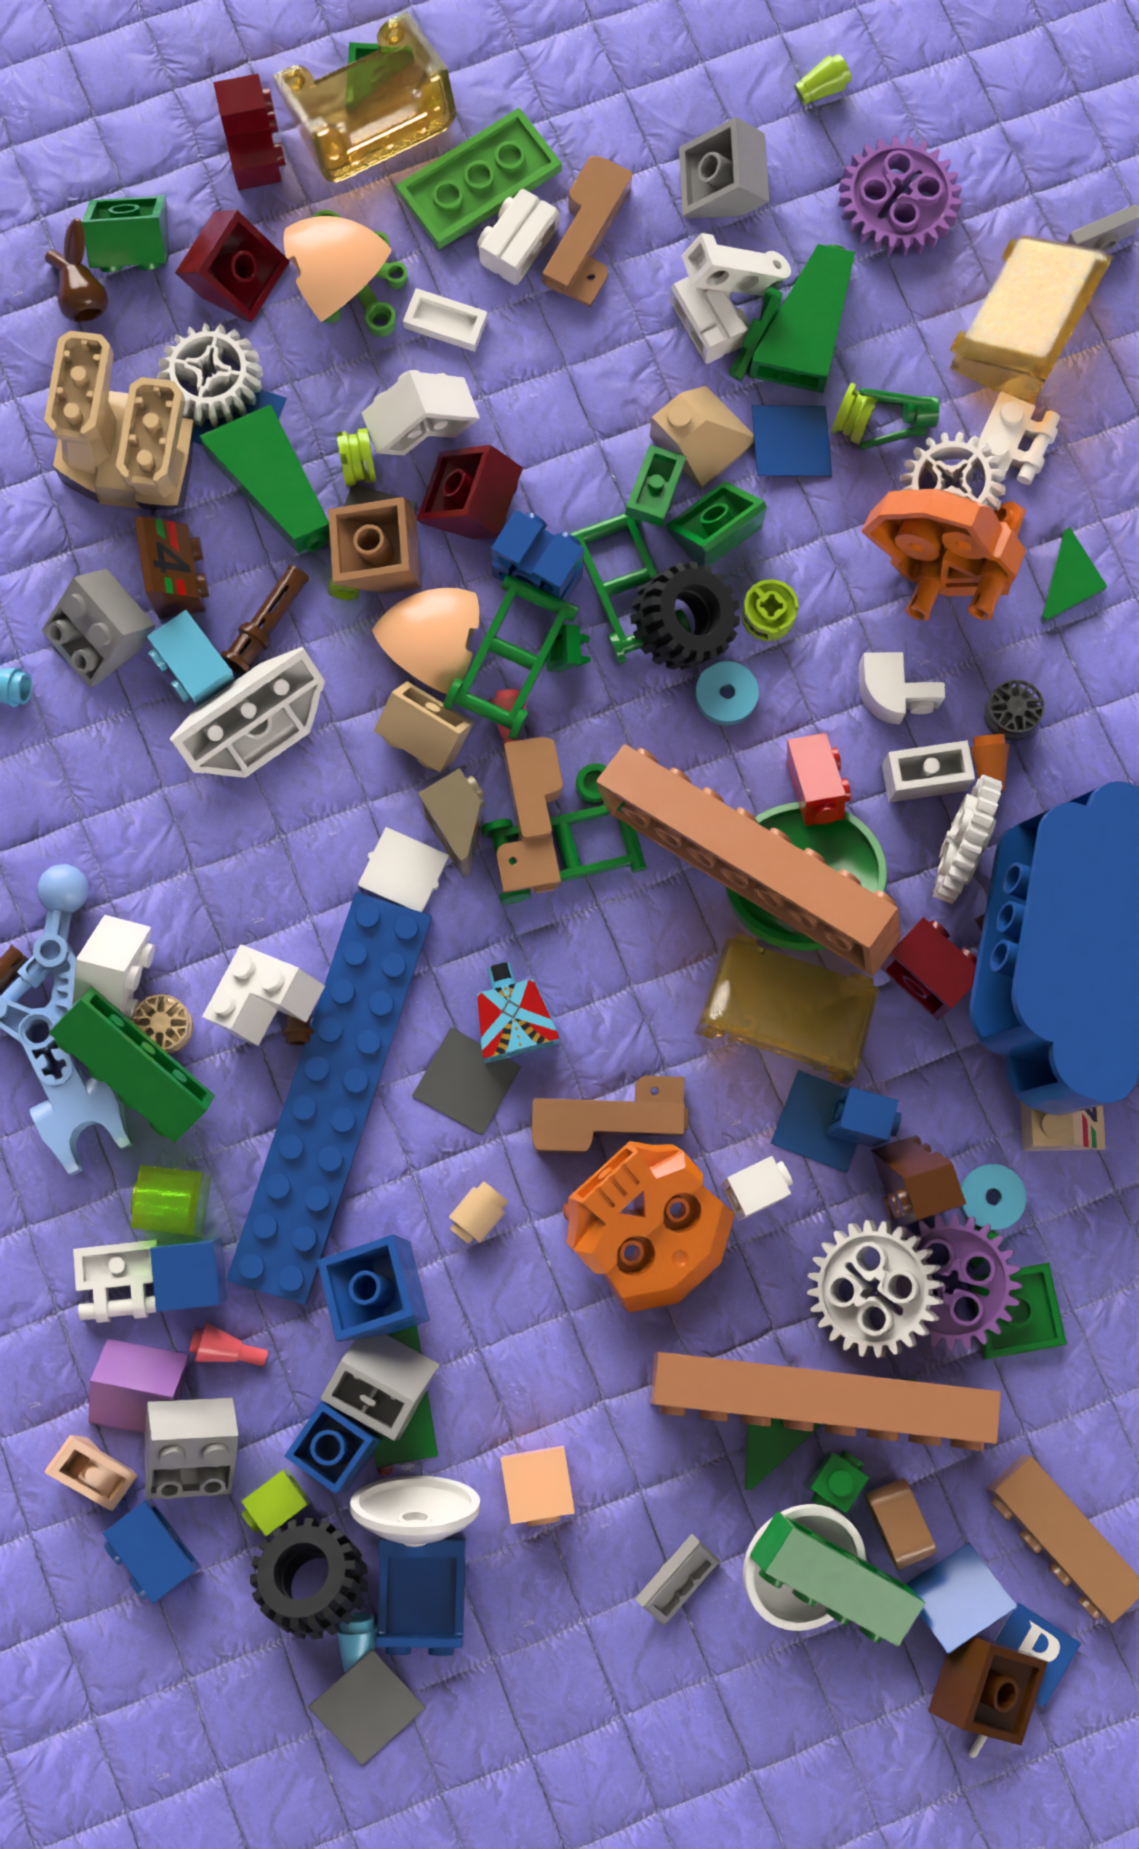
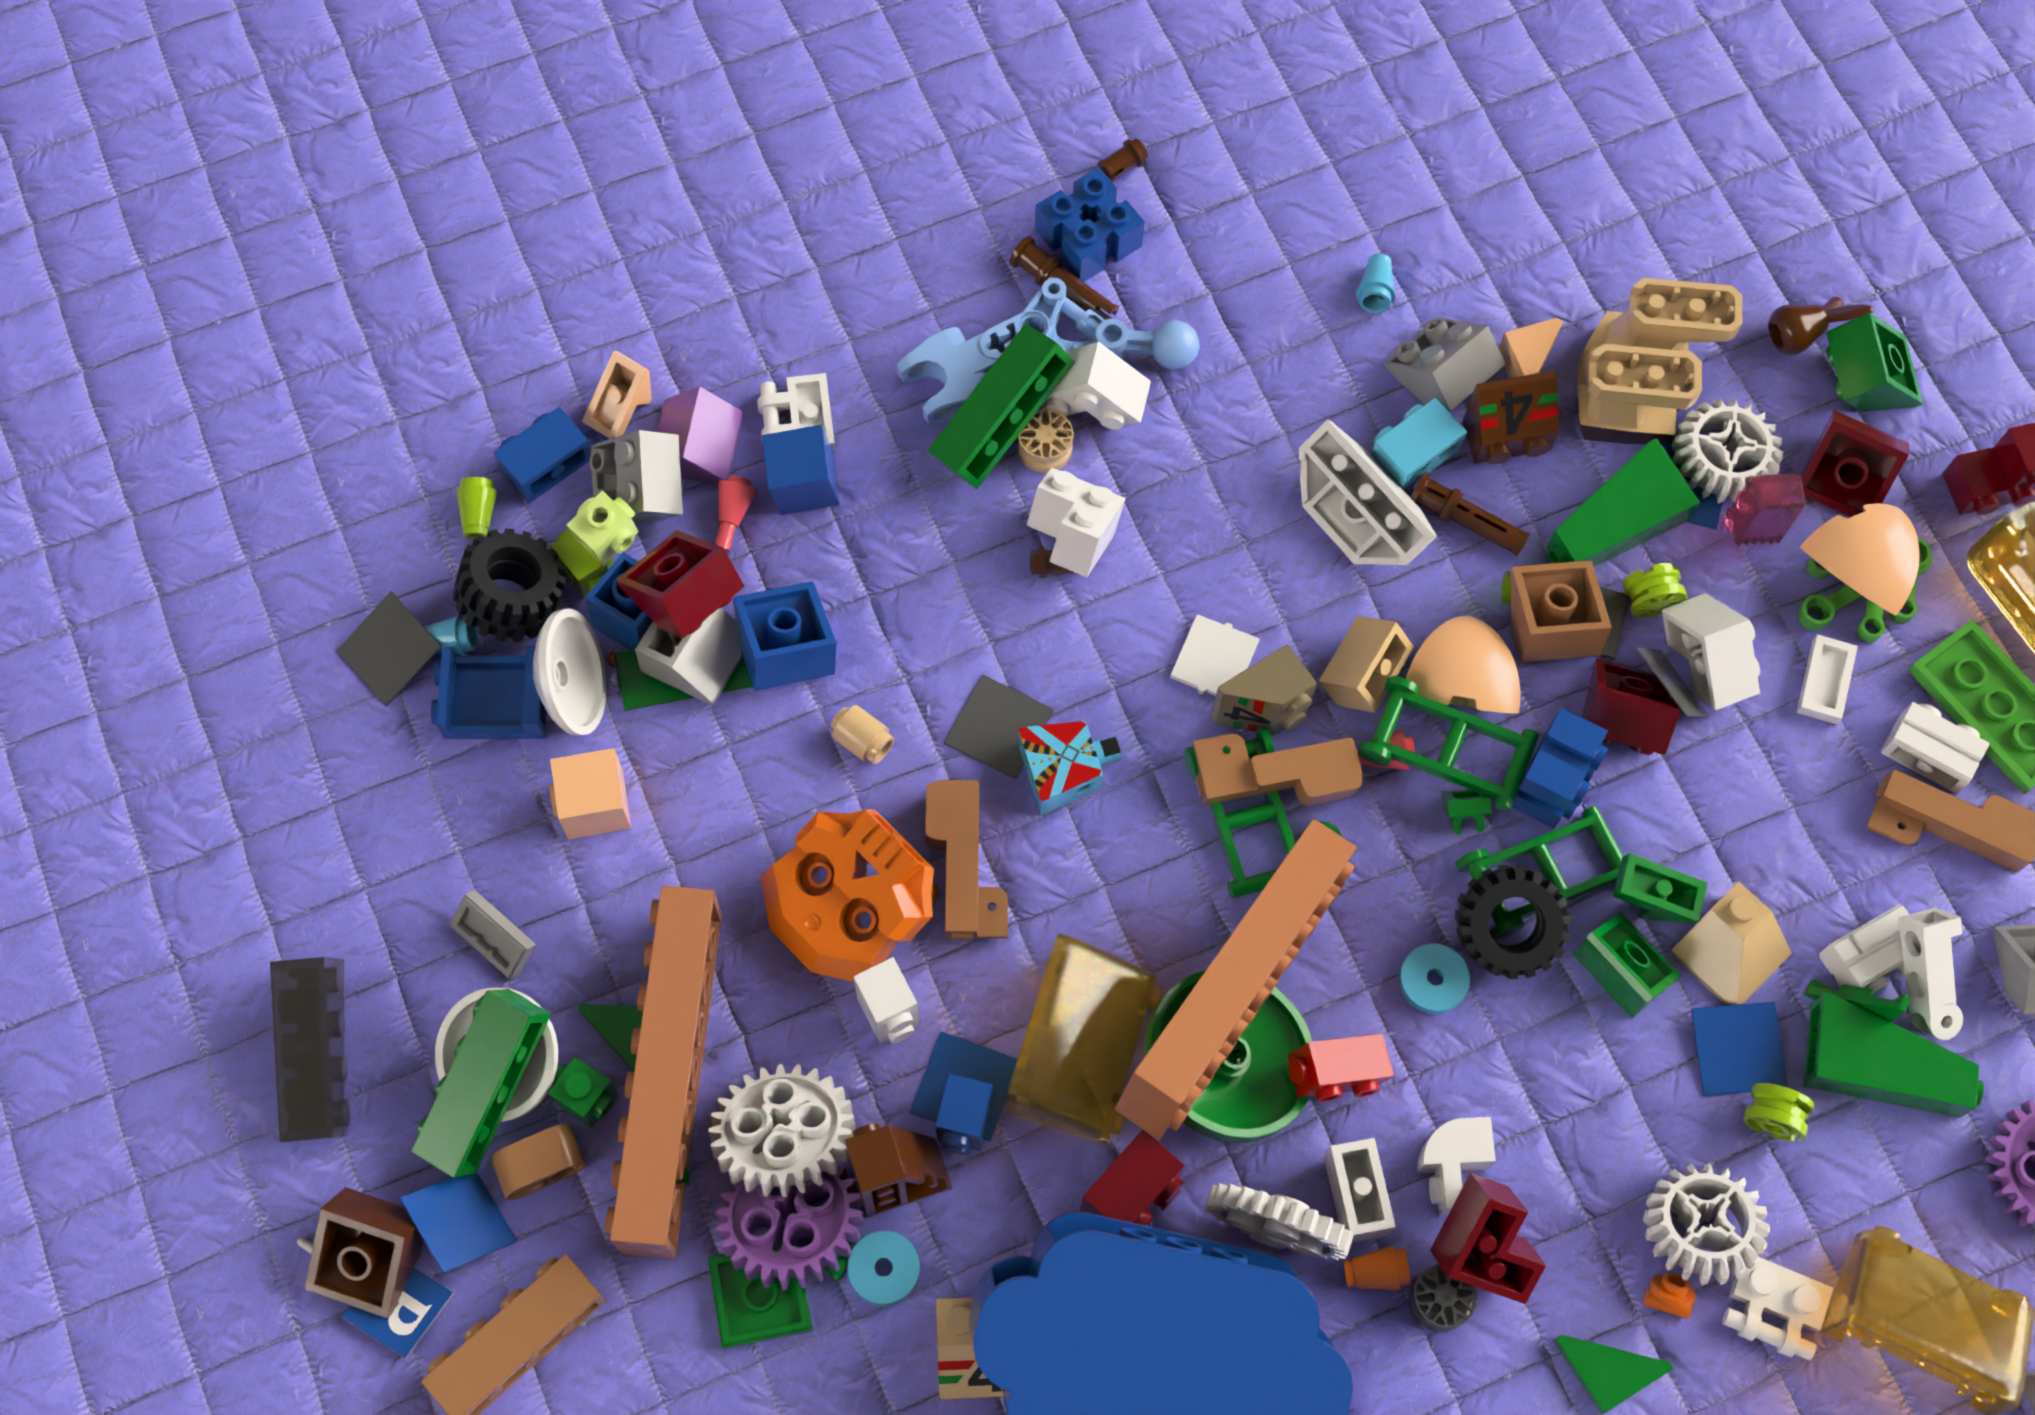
camera: 90 degrees right, 10 degrees down
(96, 547) = (1529, 347): none -> light nougat slope
(170, 1201) = (869, 452): clear neon green head -> none
(208, 1621) = (476, 505): none -> lime cone
(255, 1493) = (604, 526): none -> yellowish green brick
(280, 345) = (1766, 508): none -> clear pink brick
(328, 1392) = (681, 583): none -> dark red slope
(329, 1099) = (982, 598): blue plate -> none
(452, 451) = (1673, 683): none -> dark grey piece
(770, 609) = (1533, 1022): lime wheel -> none
(792, 1757) = (309, 1047): none -> clear smoke wedge
(916, 410) = (1792, 1189): green plant -> none
(946, 548) = (1619, 1204): orange brick -> none
(978, 664) = (1482, 1241): none -> dark red brick

